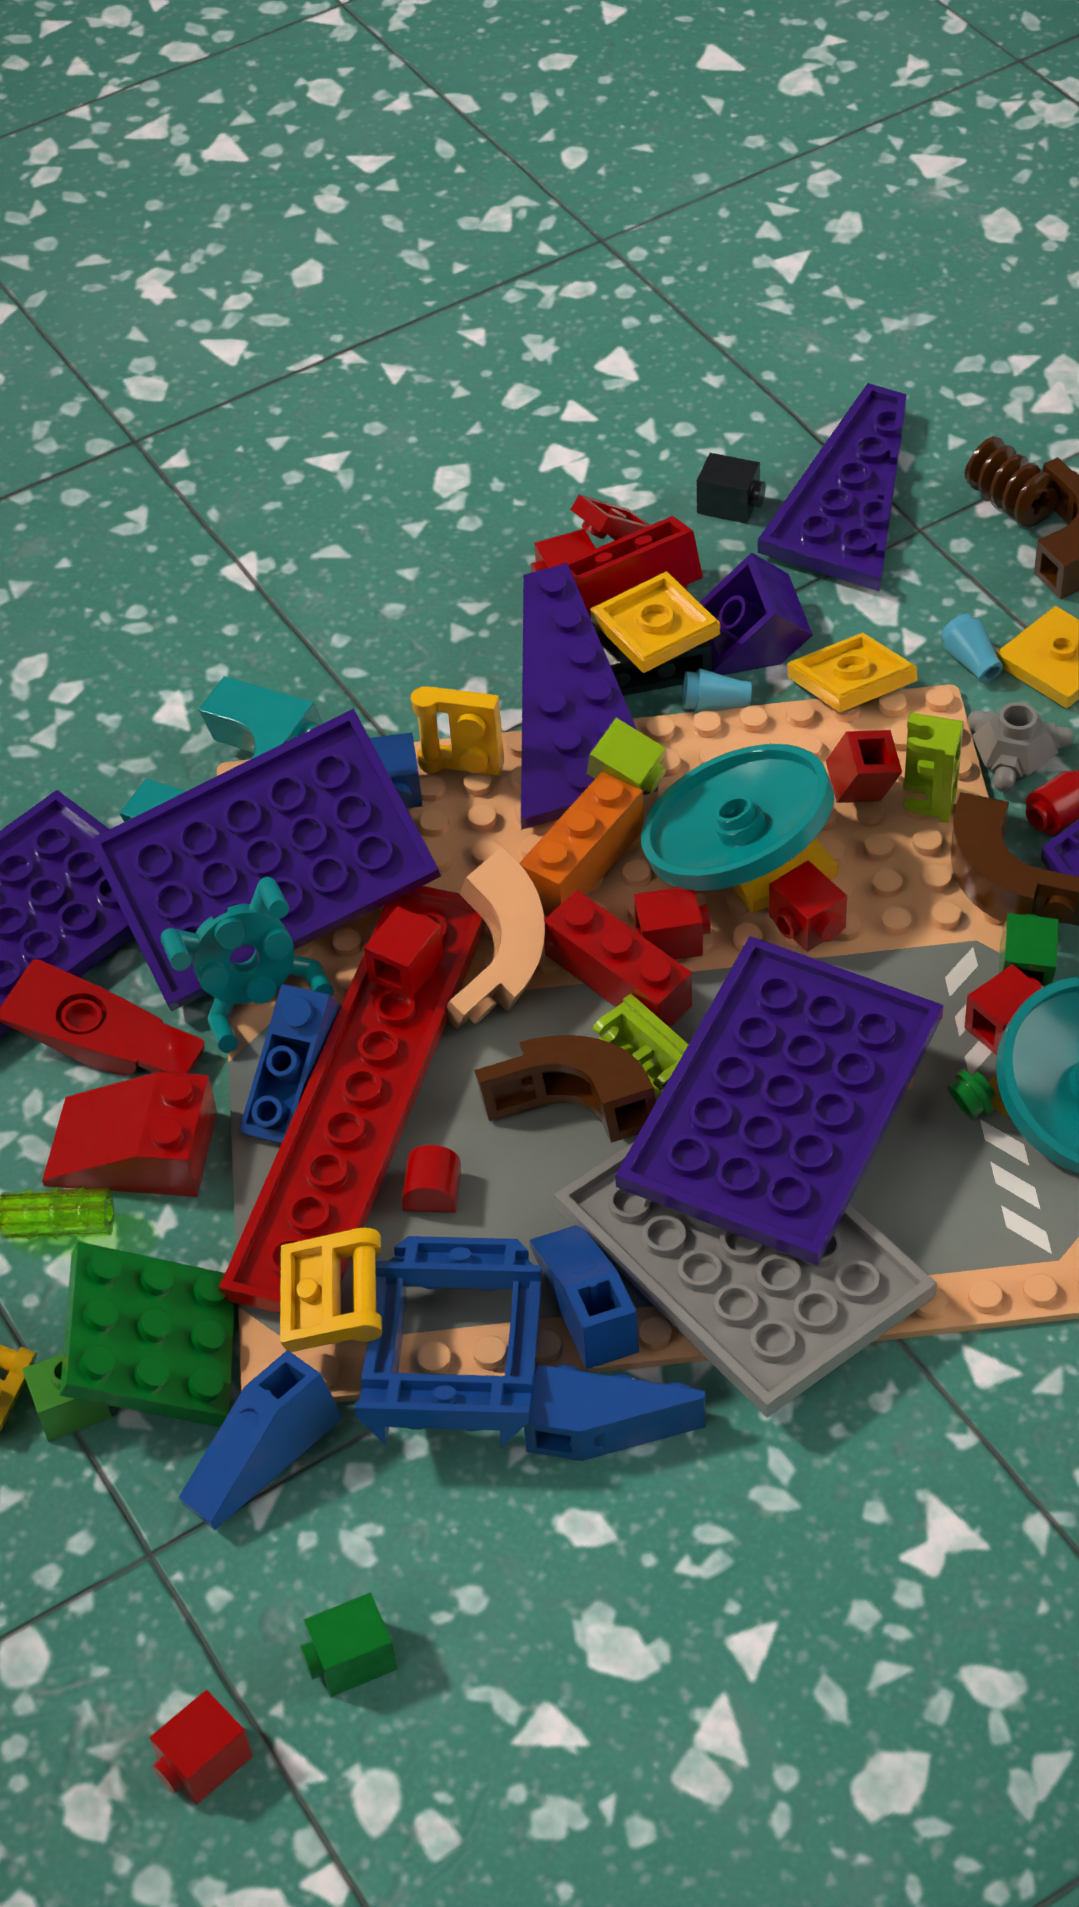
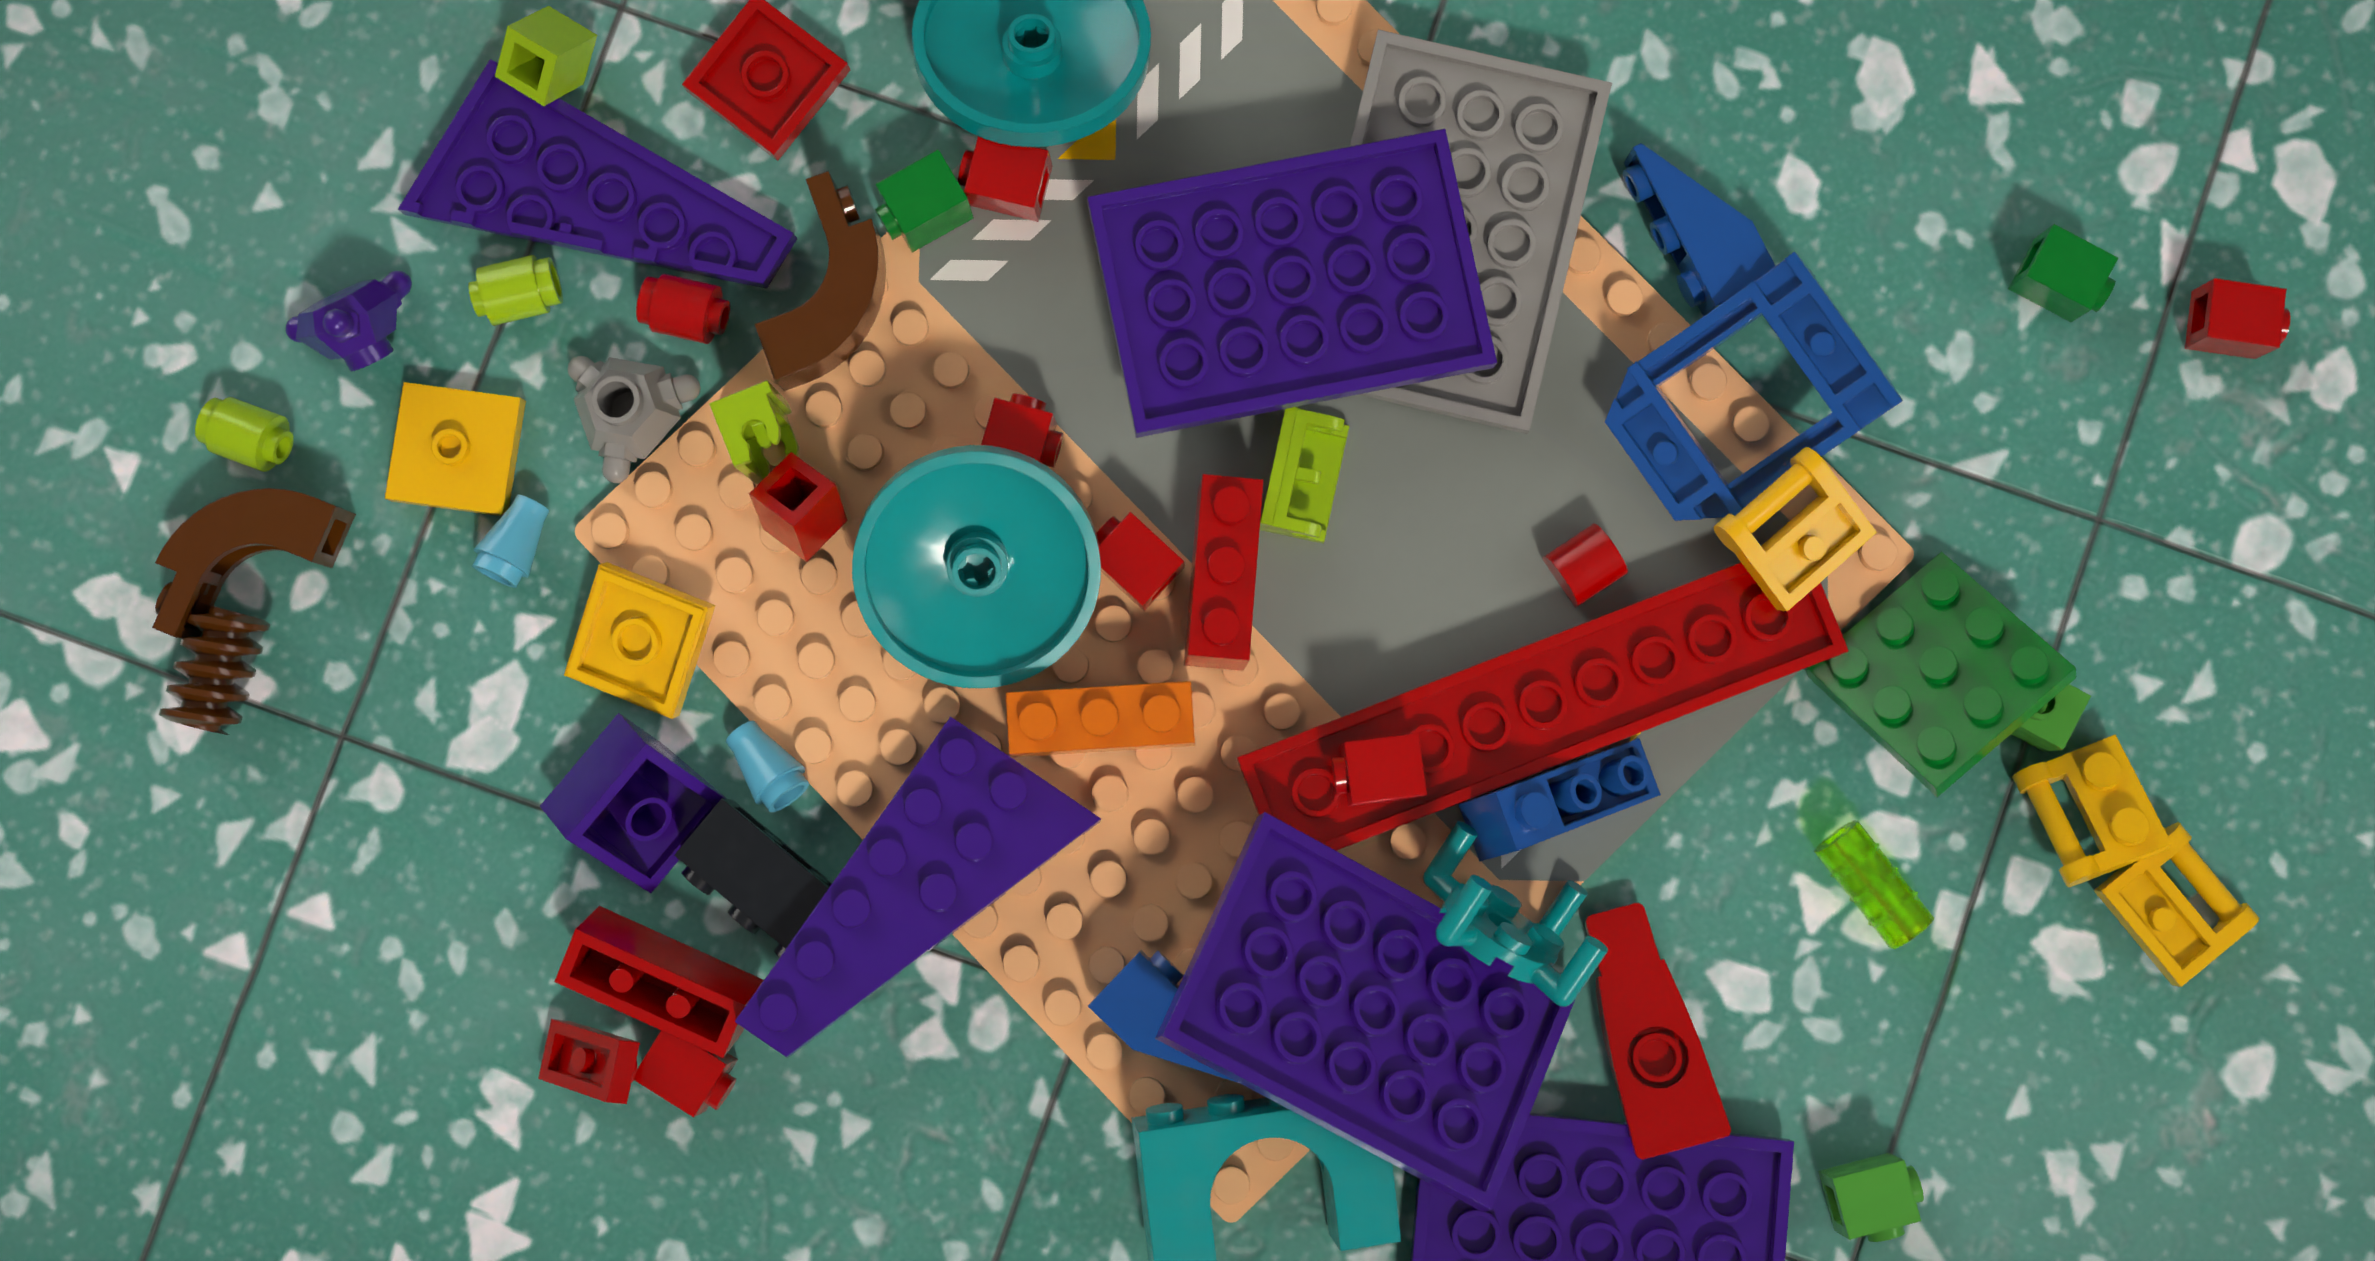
camera: 125 degrees left, 35 degrees up
(135, 1136) = (1742, 892): red slope -> none
(262, 1435) = (1954, 494): blue slope -> none
(473, 730) = (1045, 941): yellow plate -> none
(515, 916) = (1281, 678): light nougat arch -> none
(574, 1072) = (1371, 487): reddish brown arch -> none
(588, 1295) = (1609, 326): blue slope -> none
(628, 757) = (975, 740): lime brick -> none
(655, 621) = (741, 872): yellow plate -> none
(729, 488) = (432, 979): black brick -> none
(844, 500) = (371, 839): dark purple wing -> none
(972, 1094) = (1130, 146): green plate -> none

